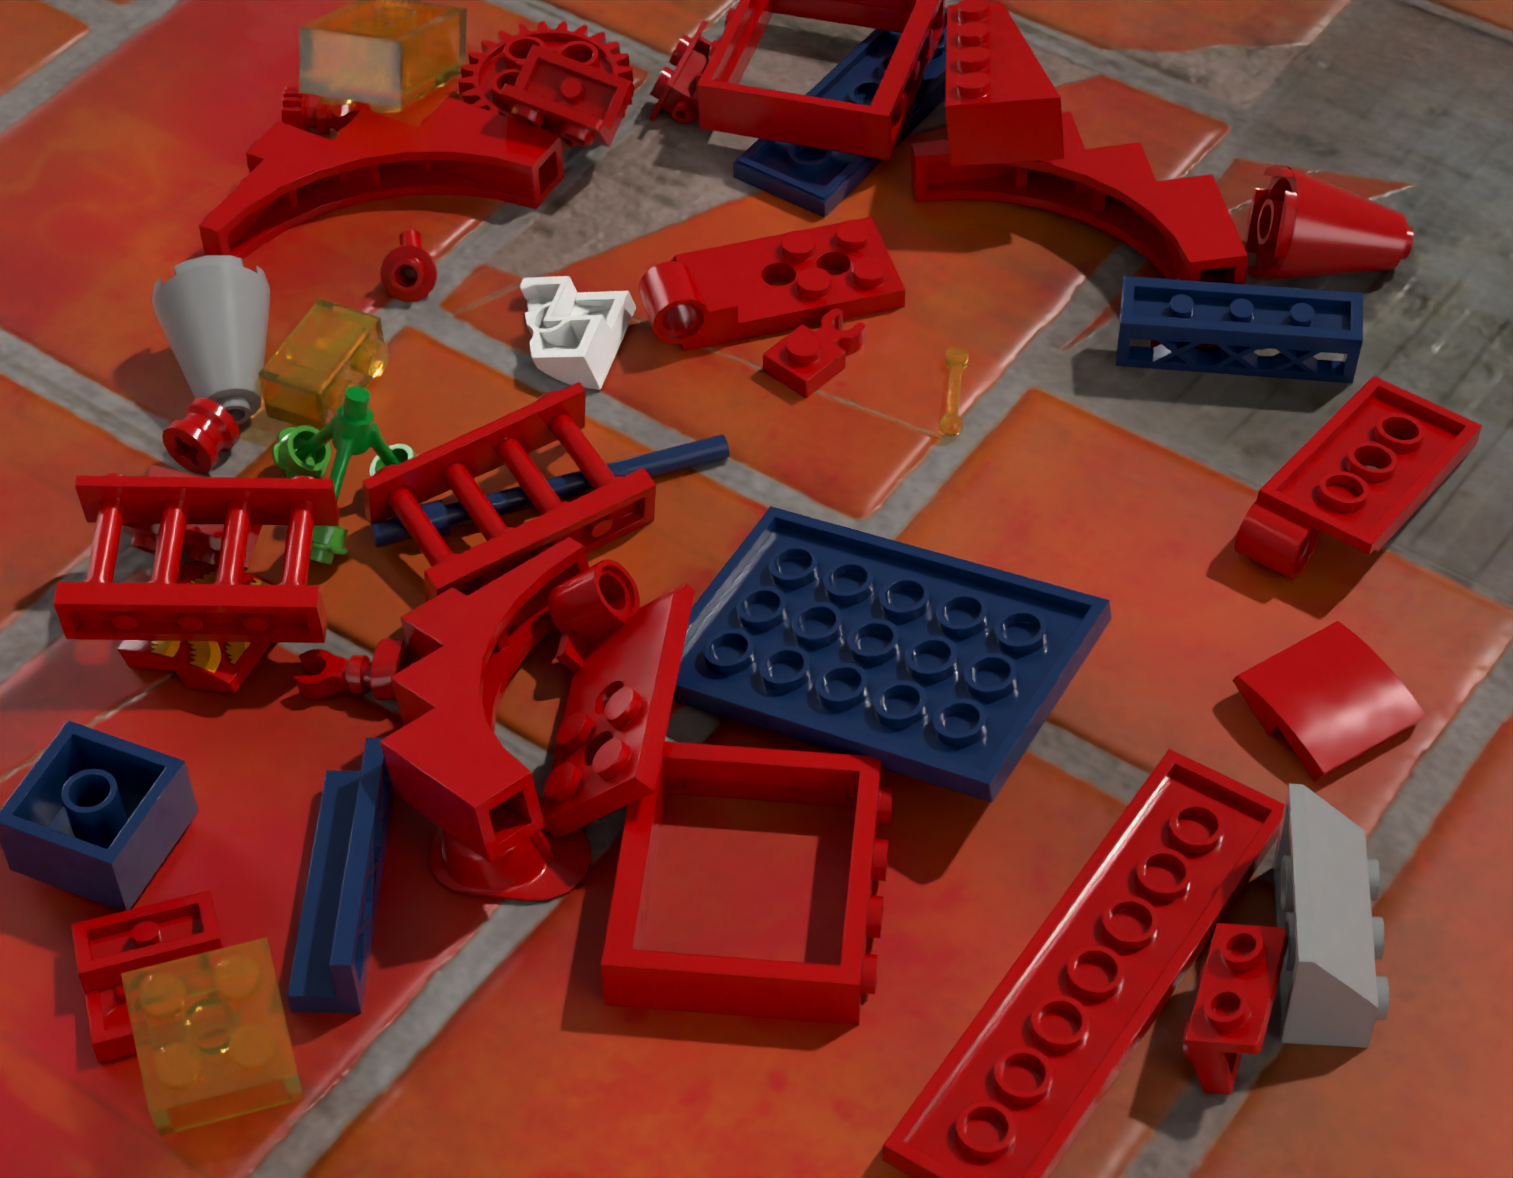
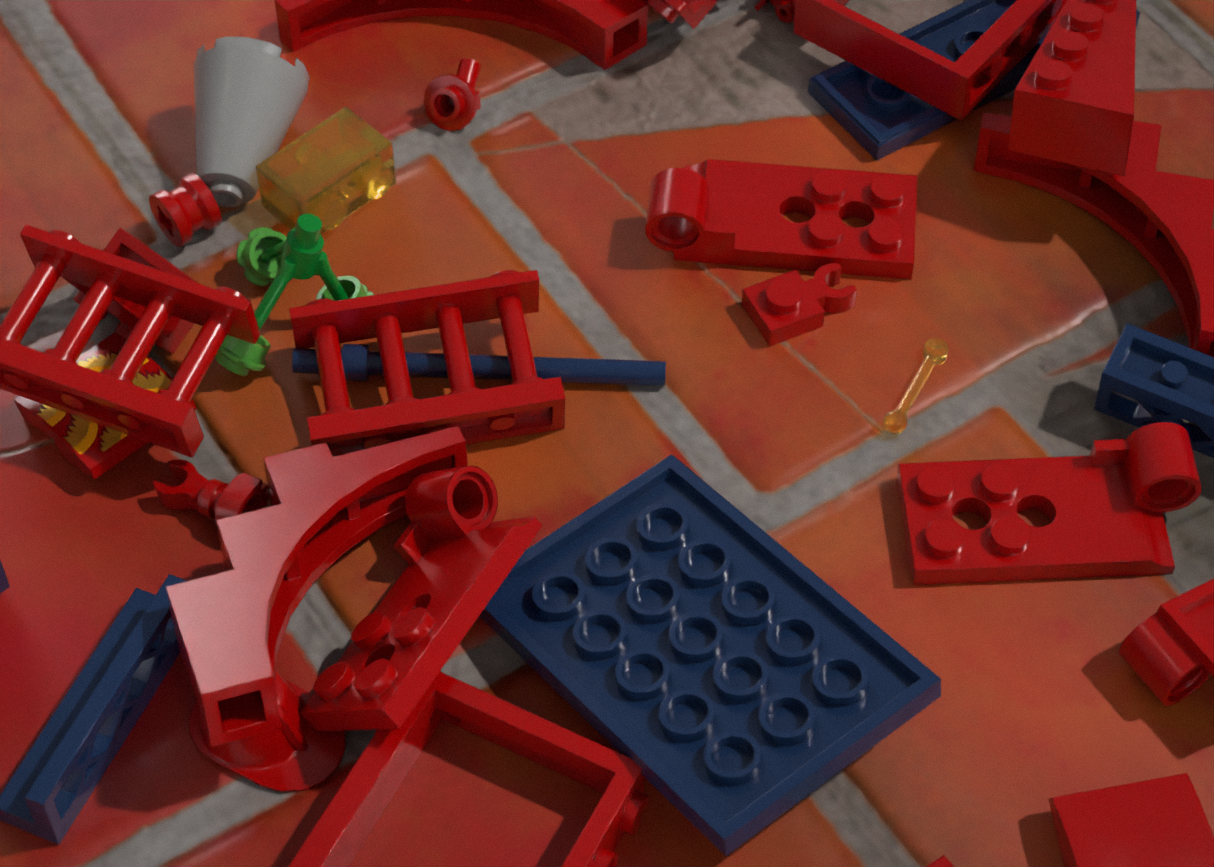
camera: 20 degrees right, 5 degrees up
(573, 330) = (578, 207): white slope -> none
(1159, 438) = (1099, 506): none -> red hinge

